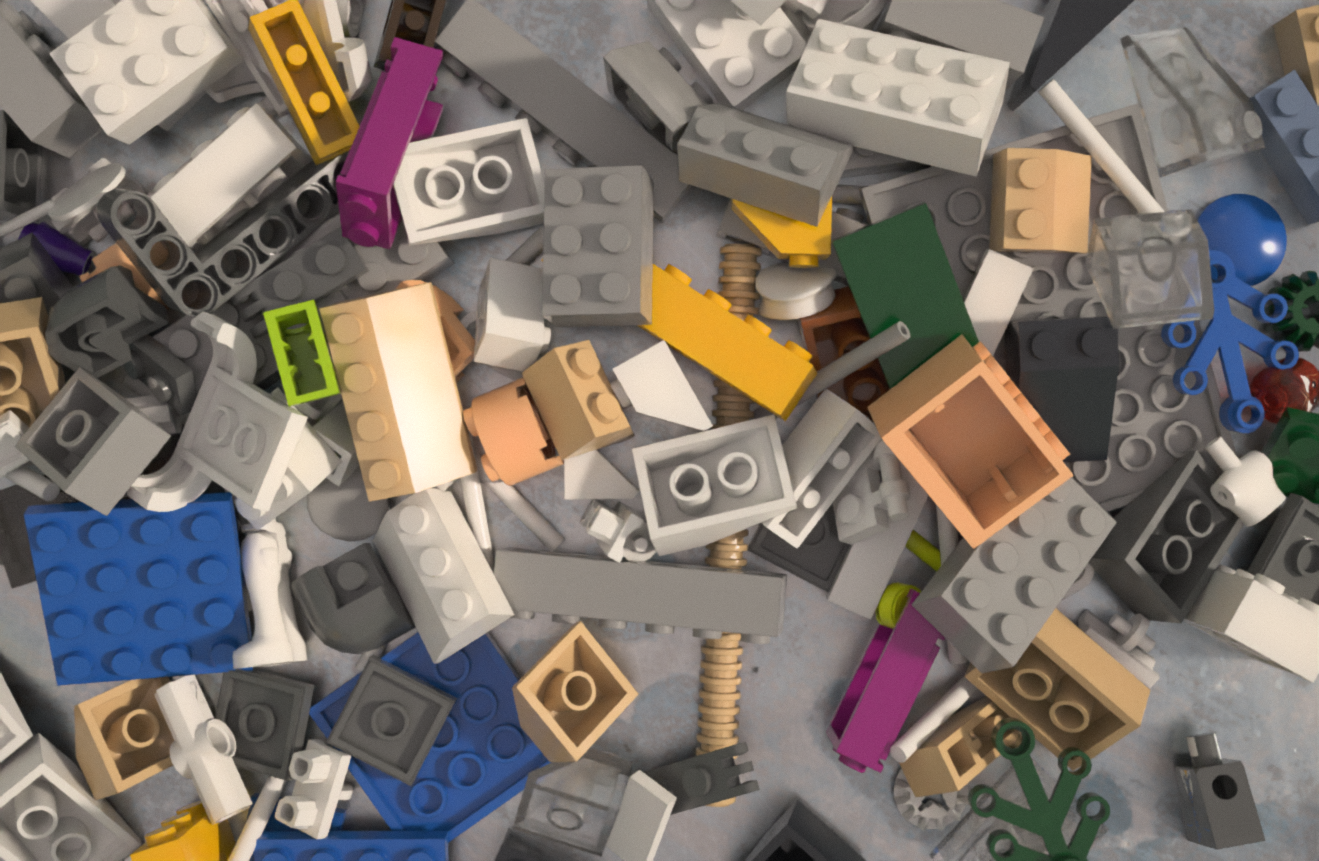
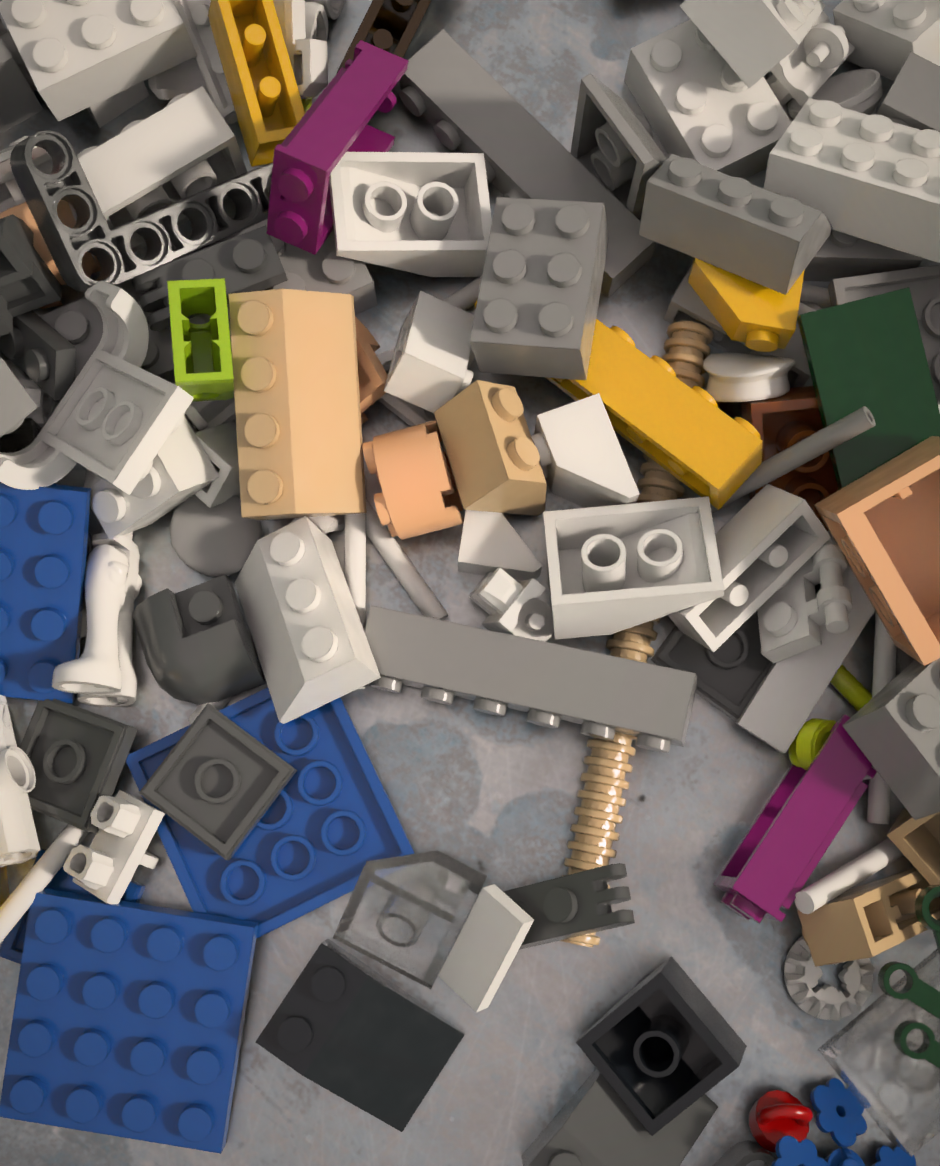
camera: 10 degrees right, 10 degrees down
(571, 696) = (428, 779): tan slope -> none

